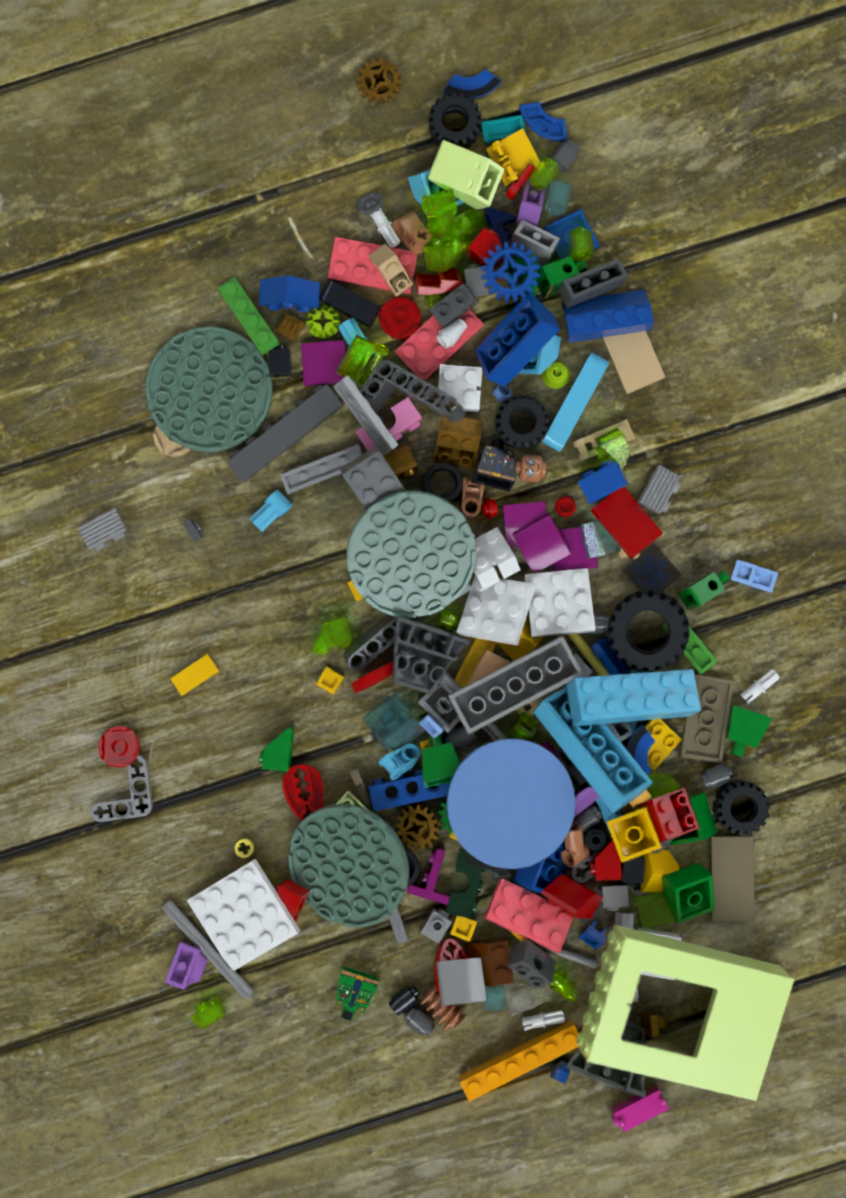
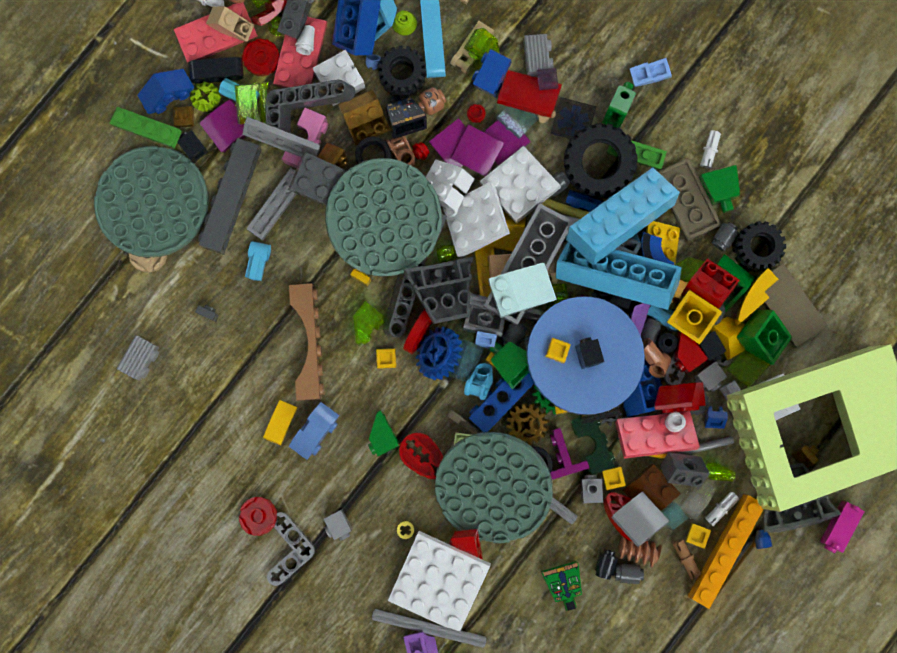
camera: 35 degrees left, 5 degrees down
(185, 804) = (338, 526): none -> light grey brick
(219, 704) = (317, 426): none -> medium blue brick
(287, 578) = (308, 382): none -> medium nougat arch
(381, 712) = (437, 352): none -> blue gear
(480, 1042) = (686, 558): none -> medium nougat pin
(488, 783) = (558, 350): none -> yellow tile
(492, 706) = (521, 289): none -> light aqua slope
(504, 1029) = (697, 535): none -> yellow plate
(514, 805) = (589, 353): none -> black brick
(552, 915) = (675, 422): none -> white tile
(652, 520) = (547, 79): none -> clear purple plate
(705, 850) = (755, 295): none -> yellow slope

